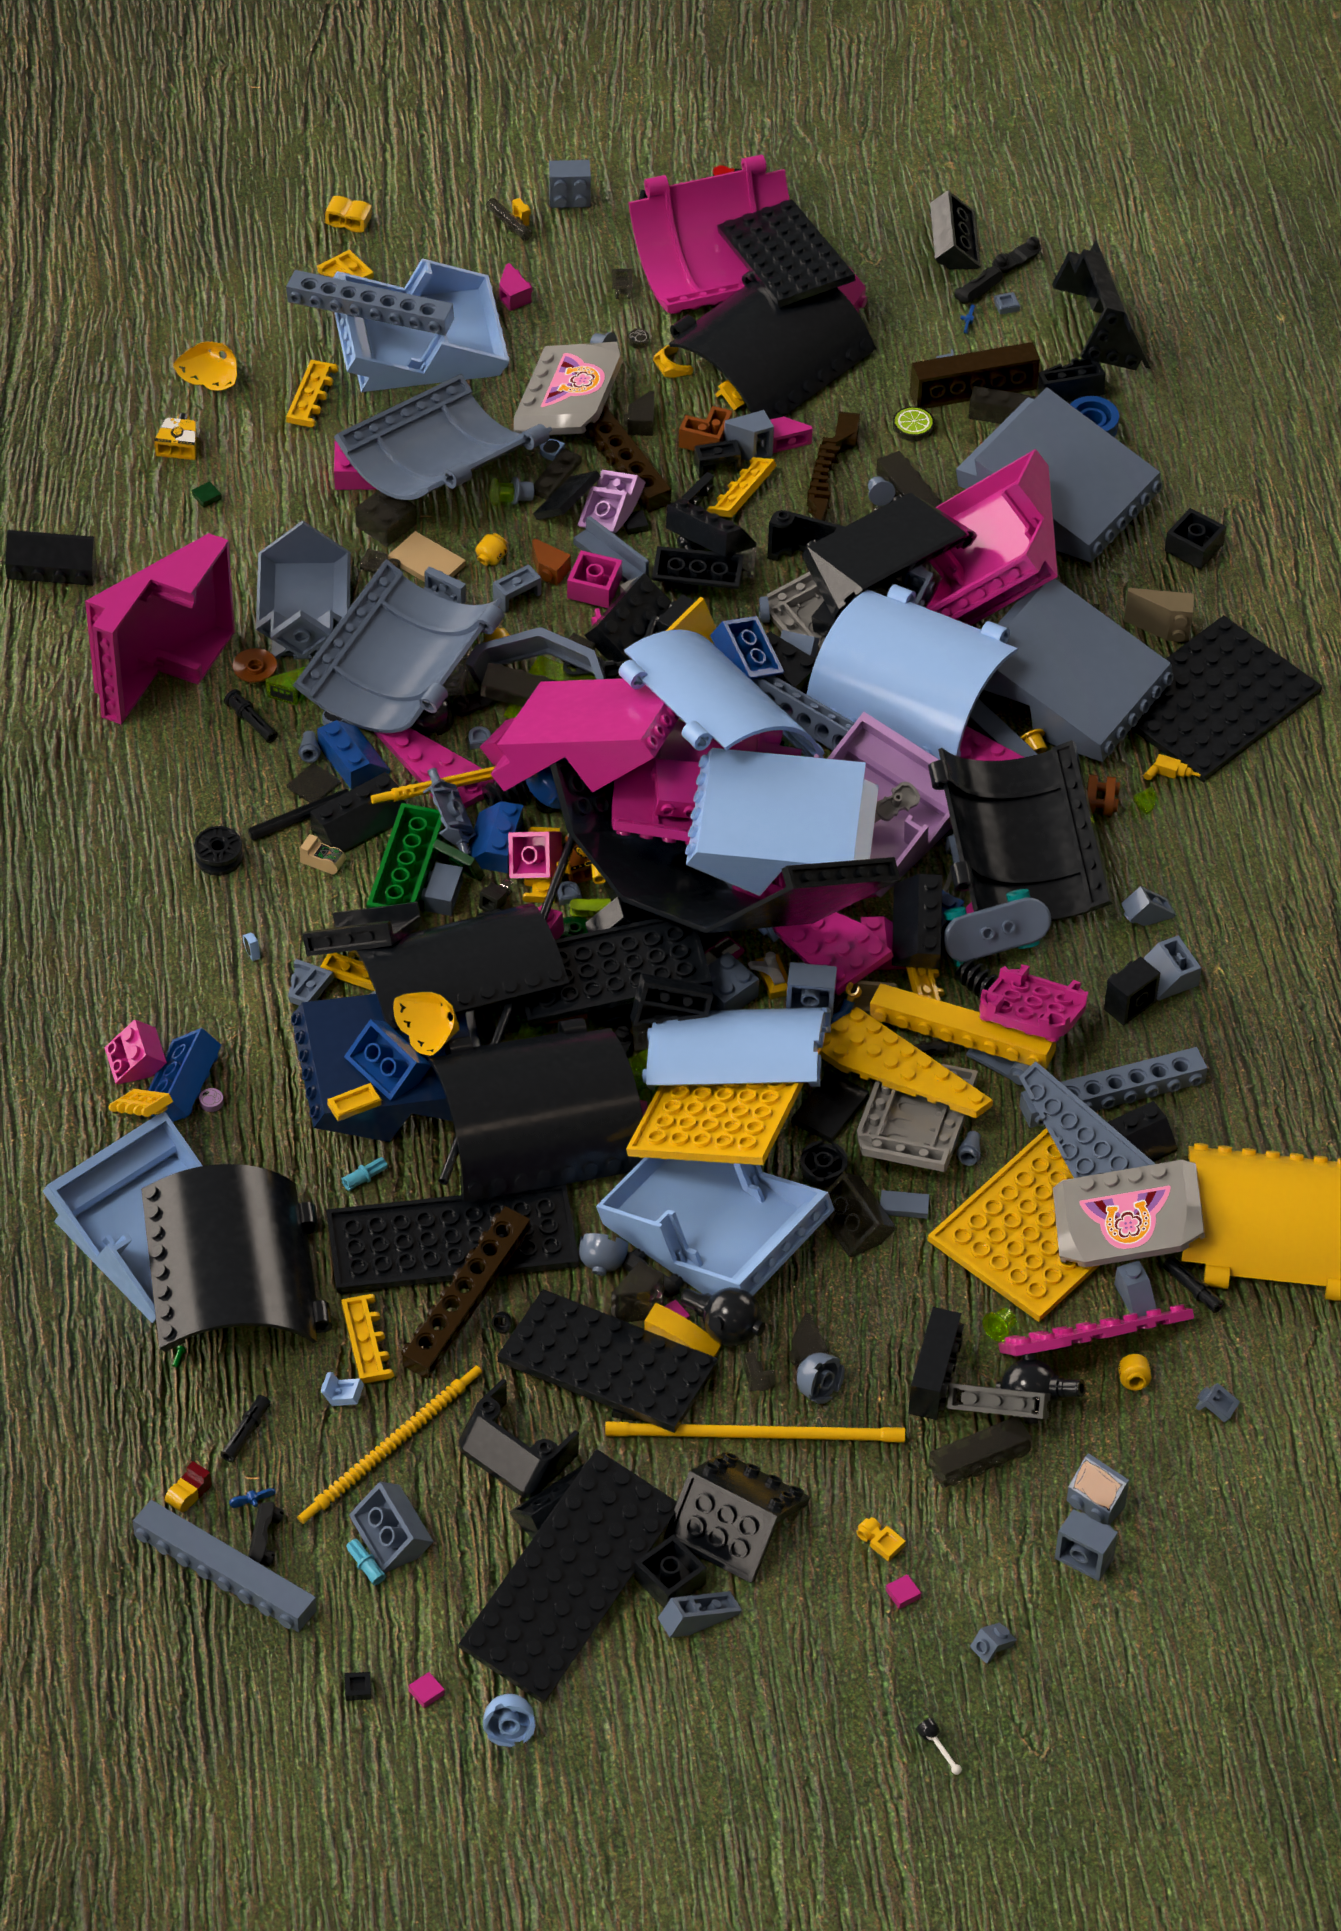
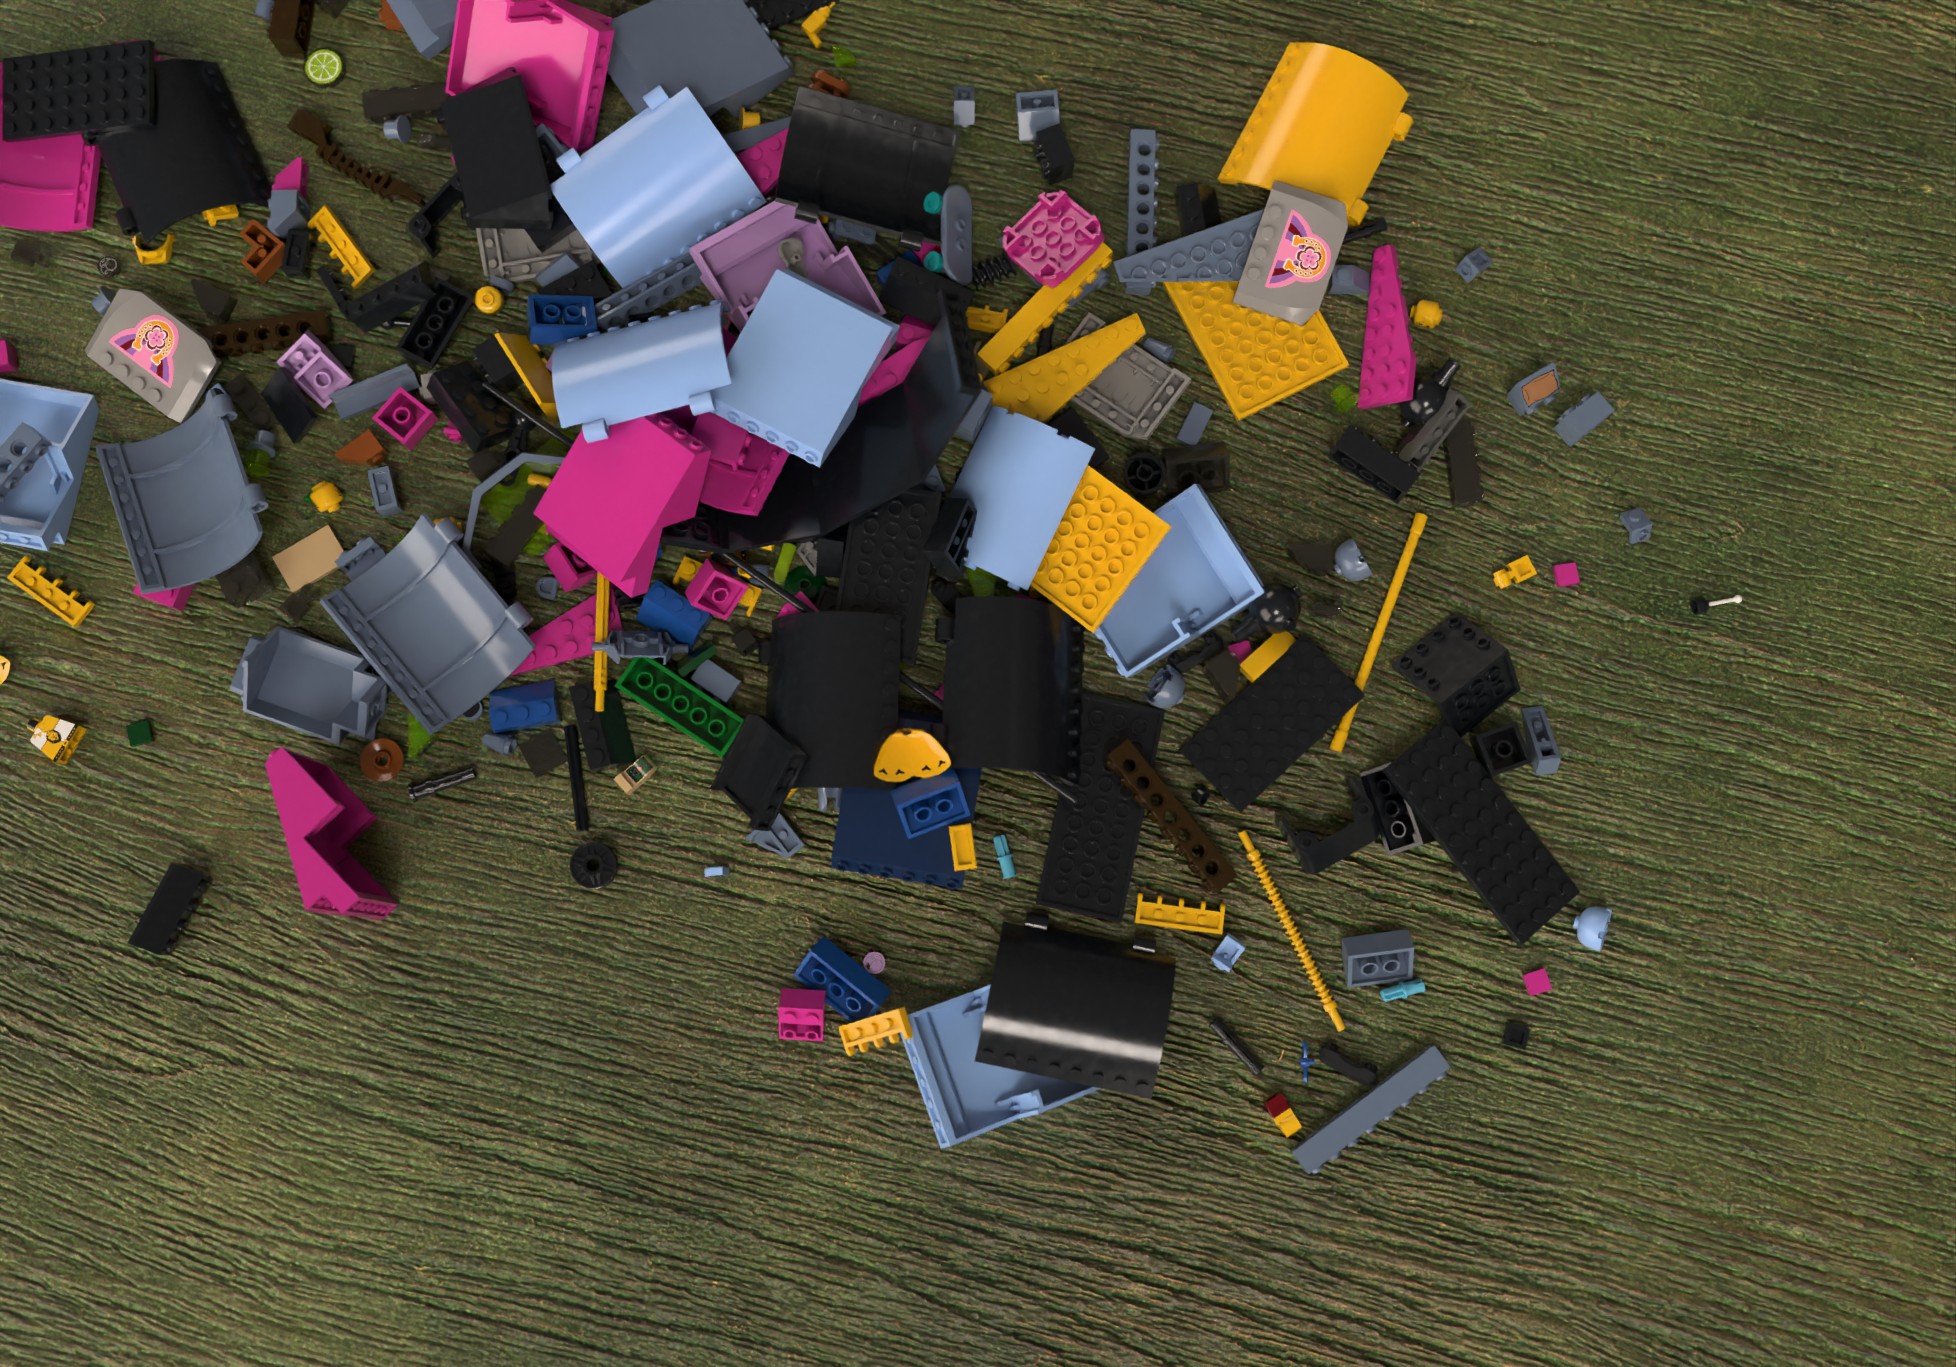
camera: 70 degrees left, 30 degrees up
(743, 603) = (489, 300): none -> yellow head

